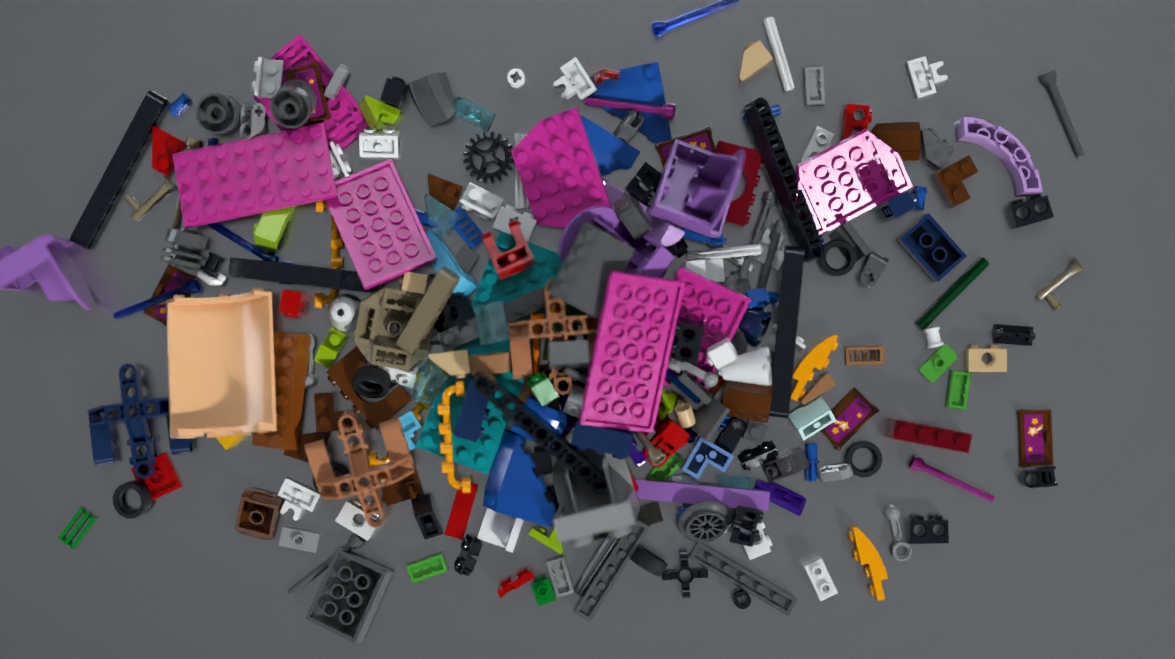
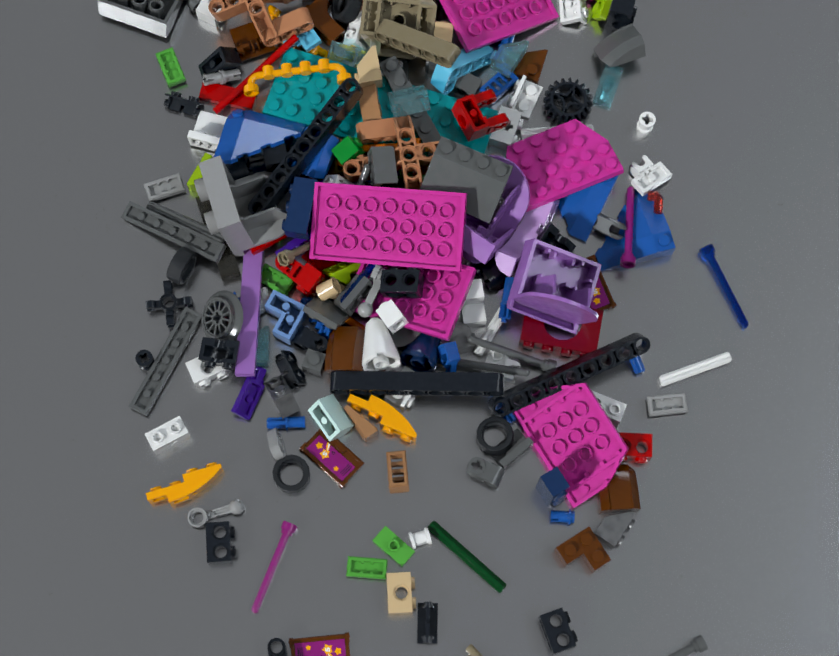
camera: 85 degrees right, 15 degrees down
(443, 479) = (269, 61): none -> red piece
(443, 515) = (221, 77): none -> light grey pin
(454, 313) = (417, 70): black brick -> none
(472, 414) = (315, 89): dark blue brick -> none
(509, 584) = (156, 141): red wing -> none
(543, 590) = (150, 170): green brick -> none
(632, 216) = (522, 226): flat silver slope -> none
(727, 252) = (492, 323): white axle -> none
(753, 59) = (686, 342): tan slope -> none
(924, 76) = (687, 514): white plate -> none
(928, 435) = (316, 538): dark red arch -> none
(931, 247) = (512, 528): dark blue brick -> none
(1006, 149) = (622, 601): lavender brick -> none

